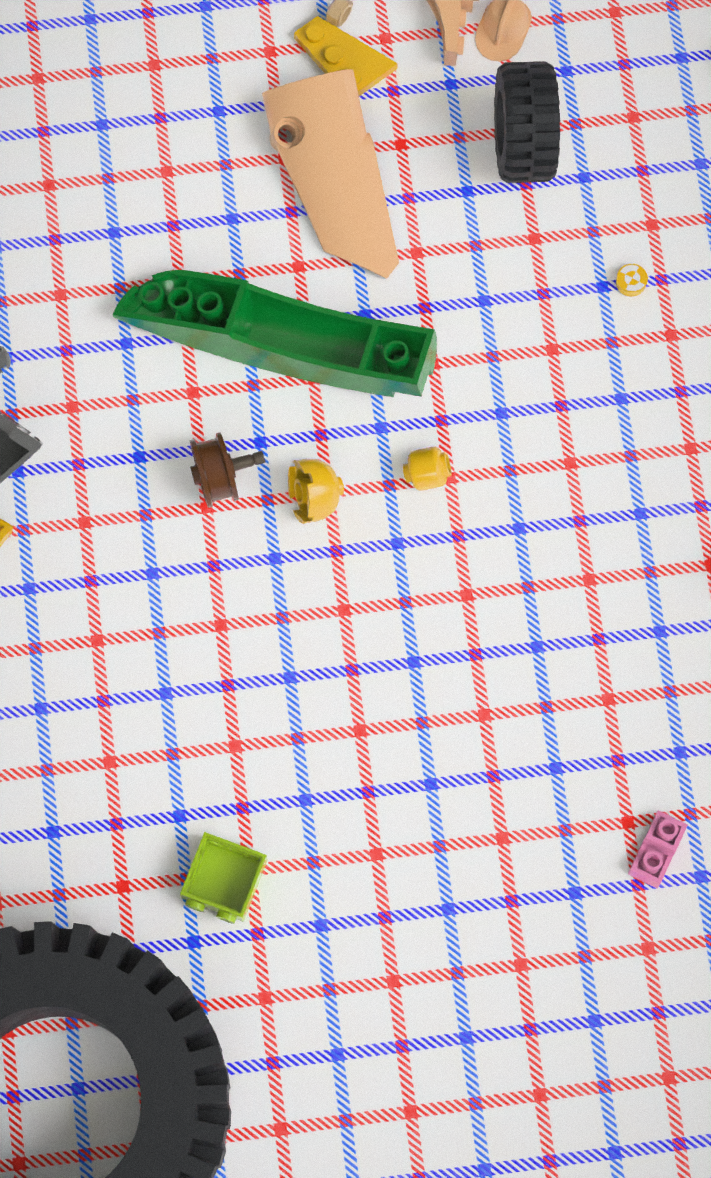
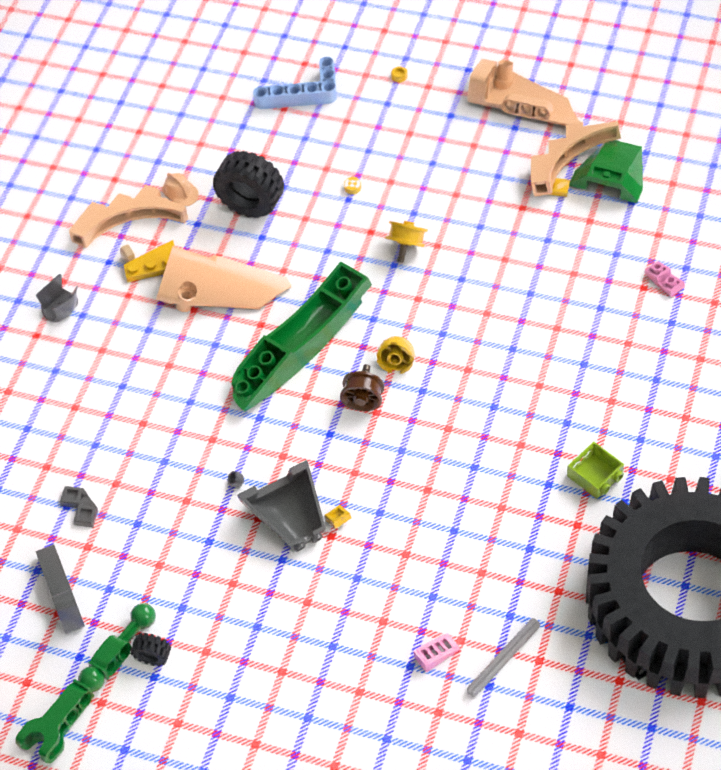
camera: 60 degrees left, 20 degrees down
(427, 468) = (410, 302): yellow head -> none
(547, 406) = (406, 235): none -> yellow wheel

